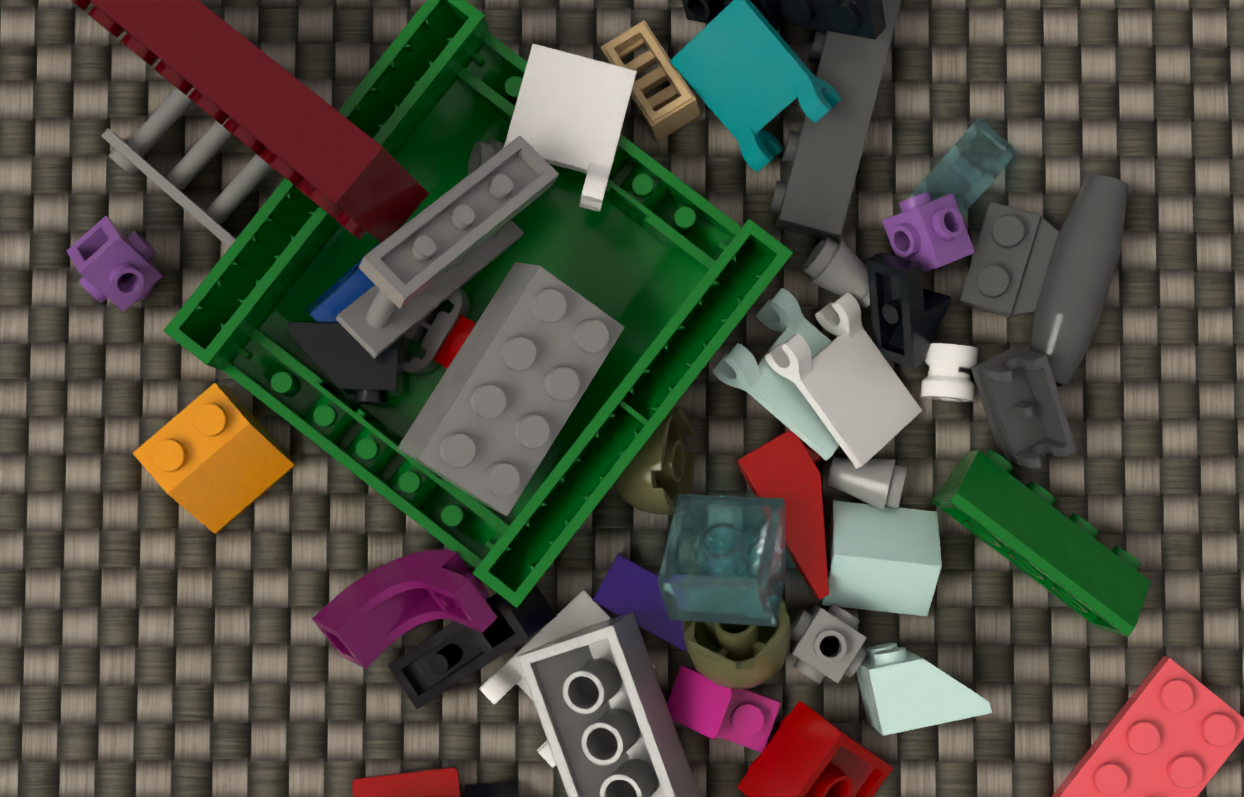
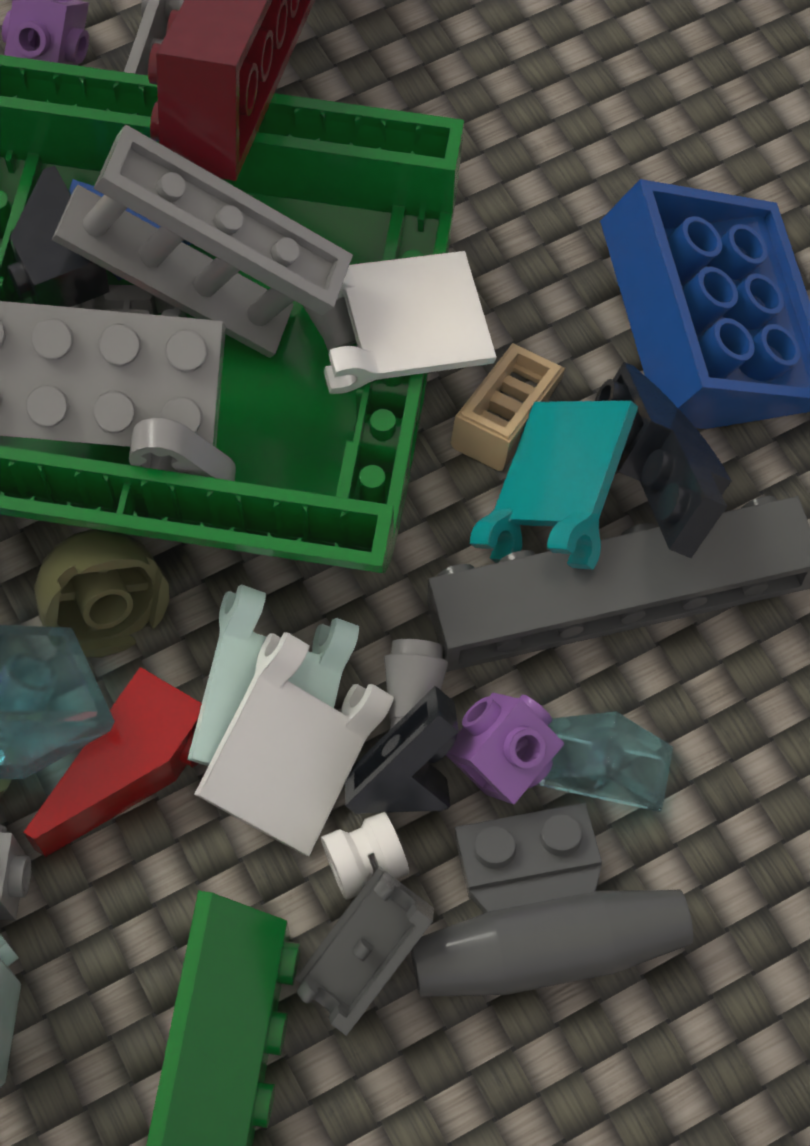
camera: 60 degrees right, 20 degrees down
(622, 352) = (176, 448): none -> light grey beam
(876, 482) = (196, 837): light grey cone -> none
(882, 558) = (111, 893): light aqua slope -> none

